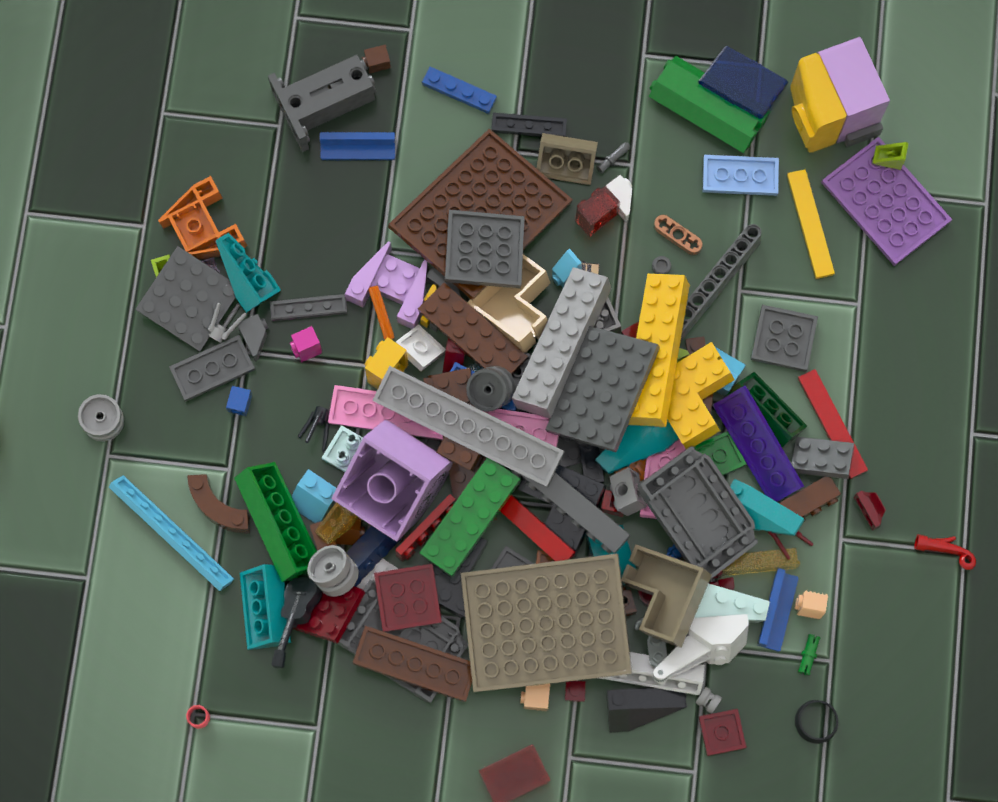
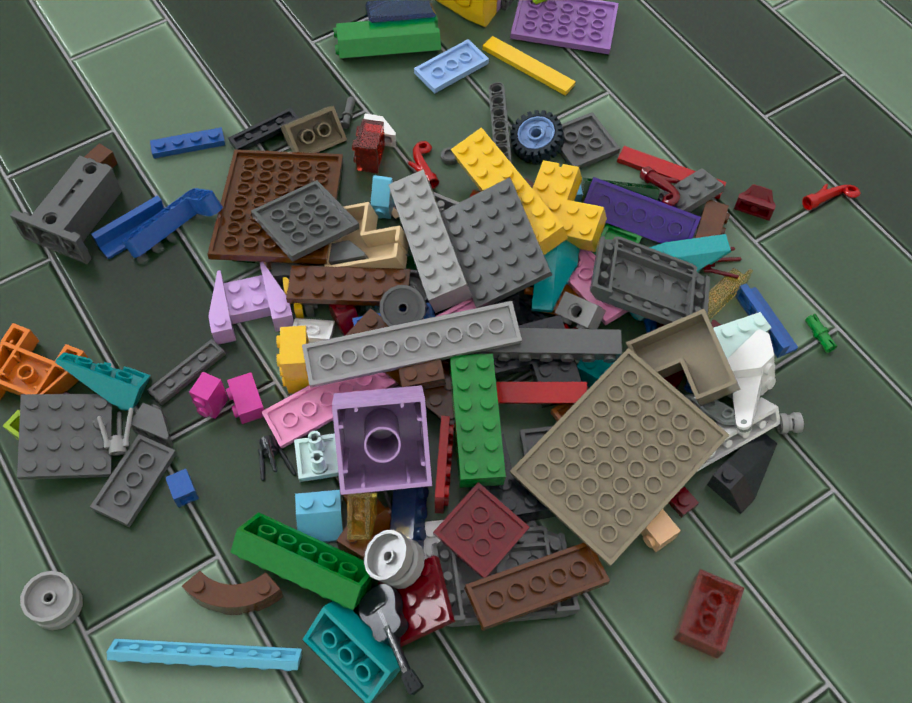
camera: 40 degrees left, 15 degrees down
(332, 364) = (246, 398): none -> dark pink brick
(381, 312) = (254, 328): orange axle -> none
(389, 161) = (170, 218): none -> blue beam
(494, 303) = (345, 252): none -> dark grey slope
(627, 259) = (423, 148): none -> red plant
(677, 227) = (430, 134): nougat beam -> none
(722, 732) = (823, 439): dark red plate -> none
(748, 319) = (526, 140): none -> wheel
(803, 734) = (869, 389): black tyre -> none
(807, 415) = (650, 176): none -> dark red plant
(811, 604) = (790, 292): light nougat brick -> none

